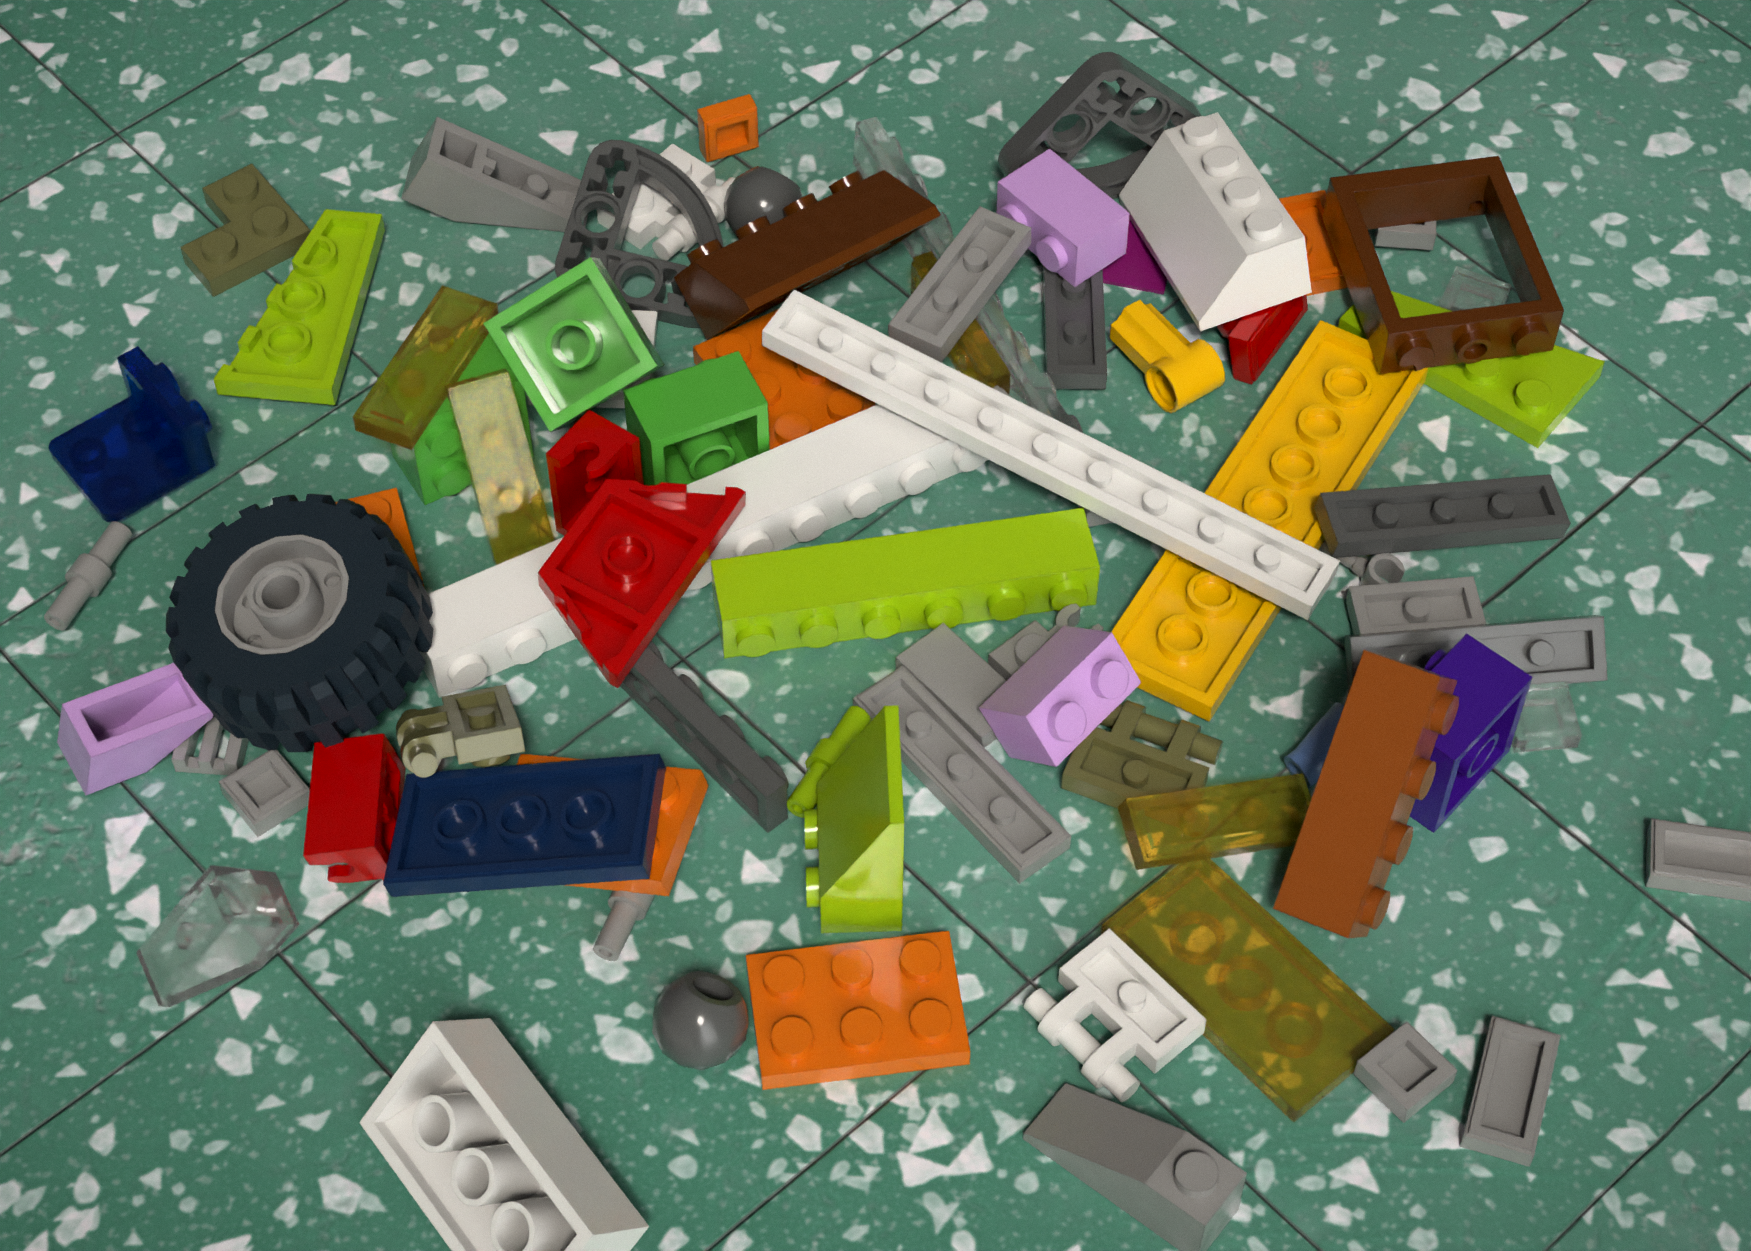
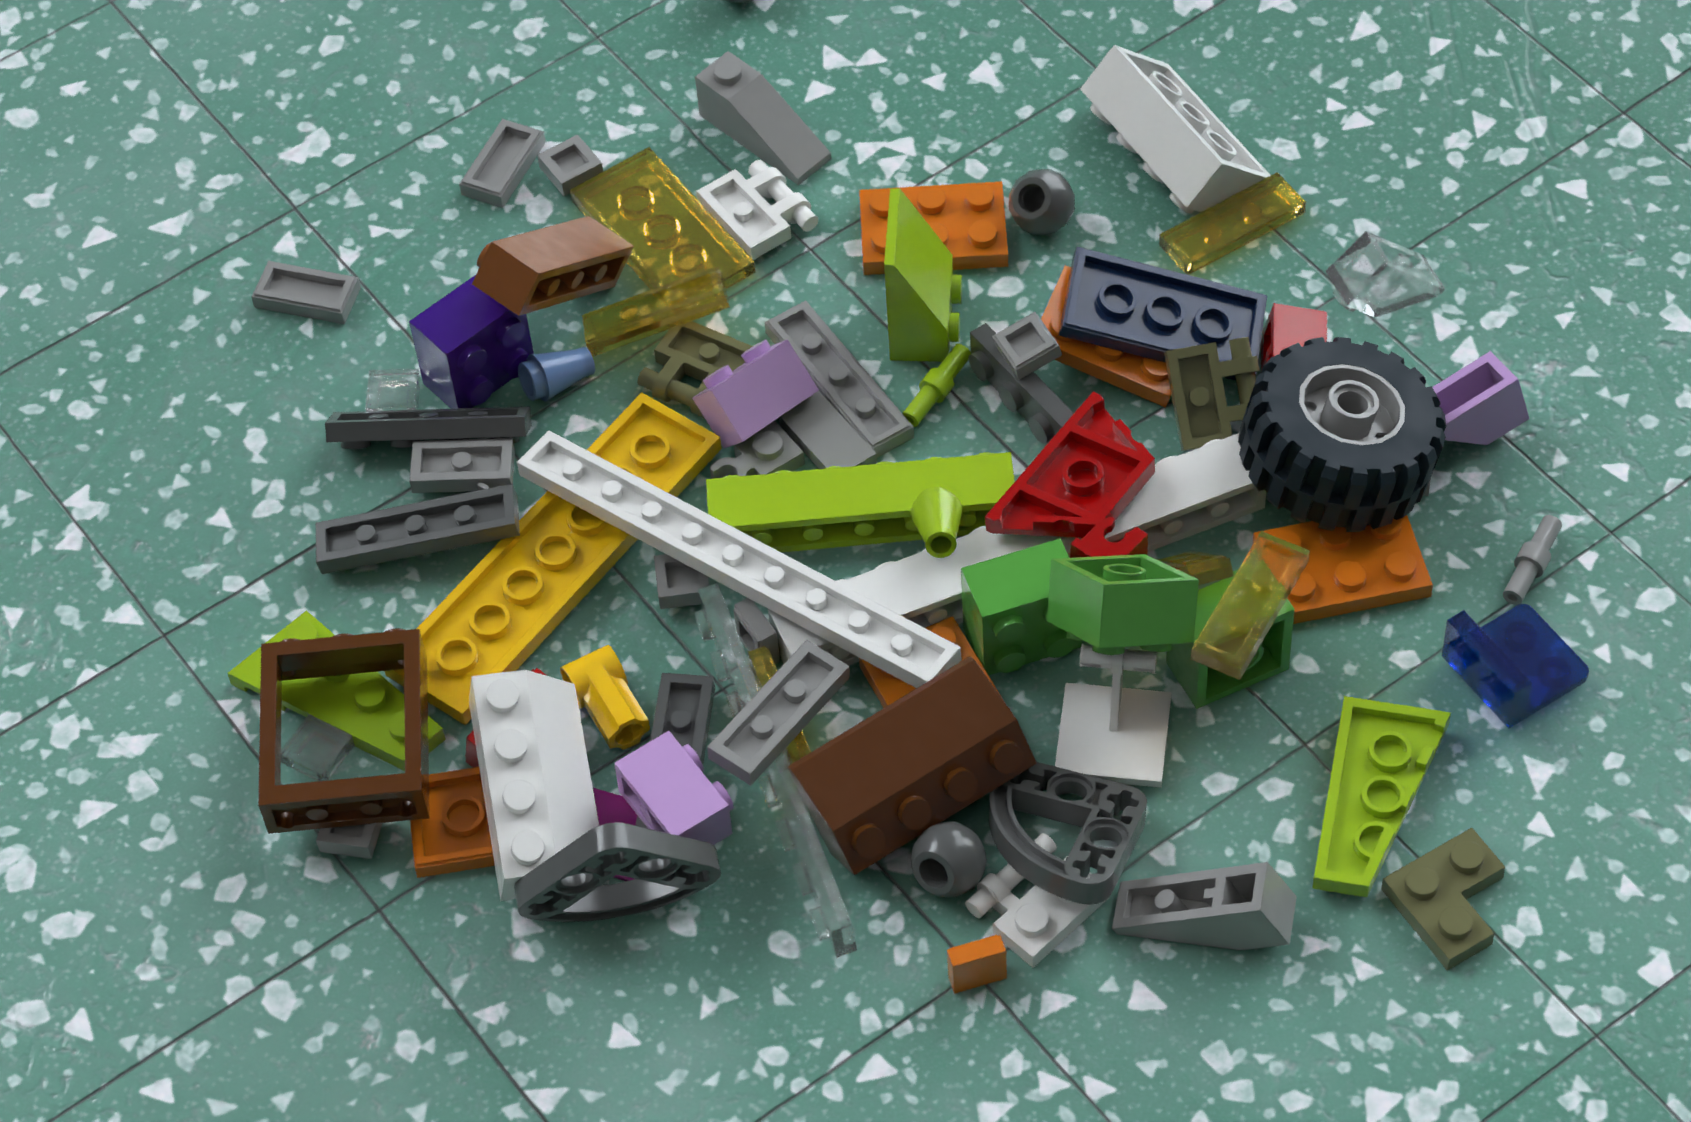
camera: 170 degrees left, 0 degrees up
(368, 1063) = (1232, 223): none -> clear yellow tile
(707, 744) = (1027, 345): none -> light grey tile
(803, 505) = (937, 518): none -> lime cone

